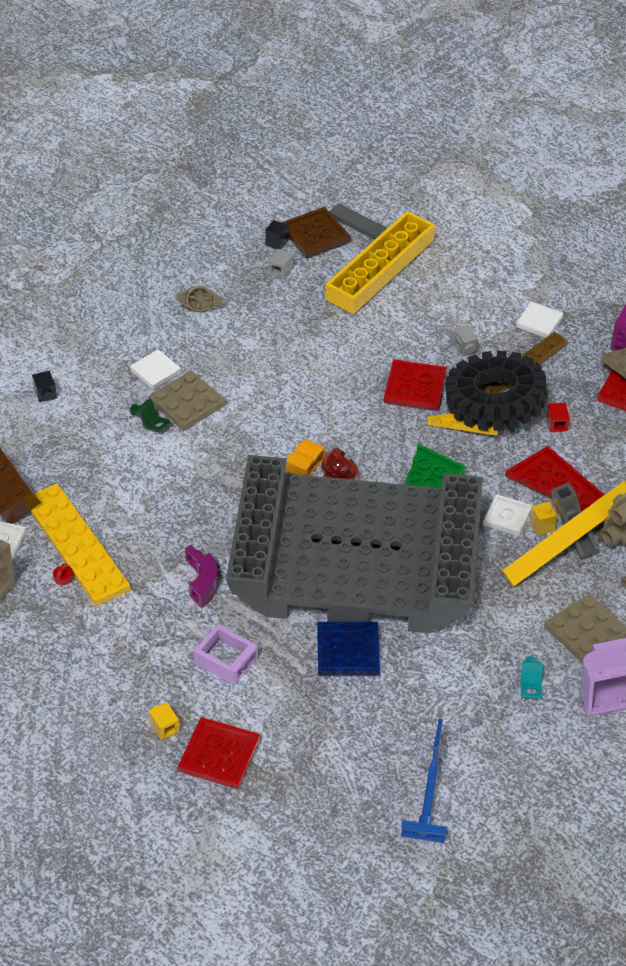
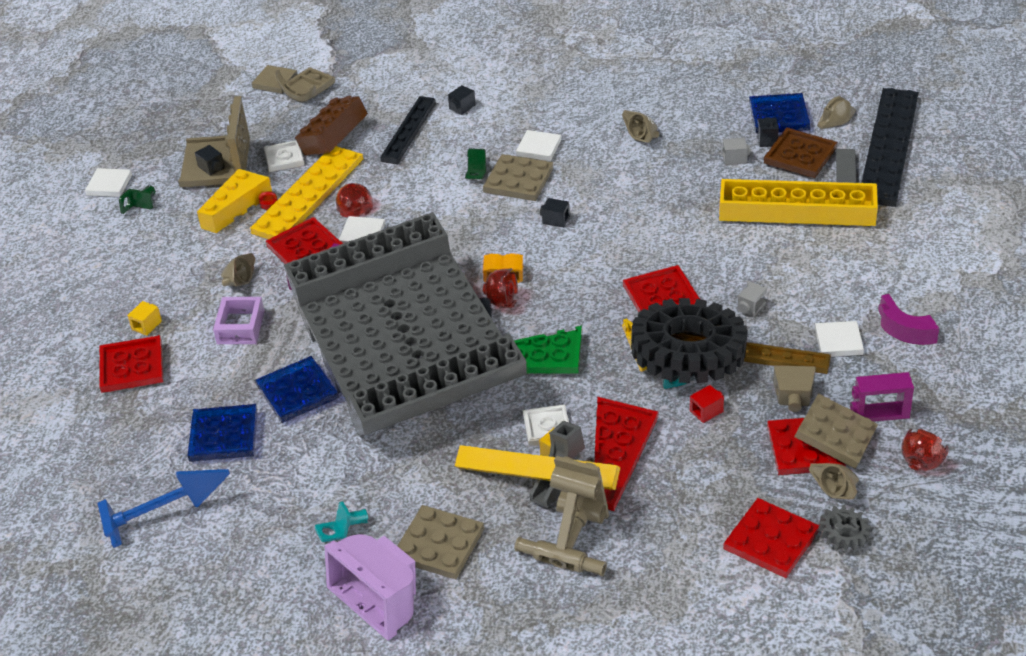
camera: 65 degrees right, 5 degrees down
(42, 594) = (232, 200): none -> yellow wedge
(47, 440) = (408, 130): none -> black tile
(123, 516) = (354, 200): none -> clear red cylinder
(156, 572) = (301, 241): none -> red plate
(156, 633) = (238, 271): none -> dark tan hat
(169, 528) = (359, 227): none -> white tile
(252, 216) = (786, 108): none -> clear blue plate
(262, 397) = (555, 212): none -> black brick
(285, 191) = (836, 113): none -> dark tan hat
(343, 182) = (890, 143): none -> black plate
(364, 717) = (222, 432): none -> clear blue plate
(553, 282) = (905, 327): none -> magenta arch
(575, 365) = (794, 385): none -> dark tan torso

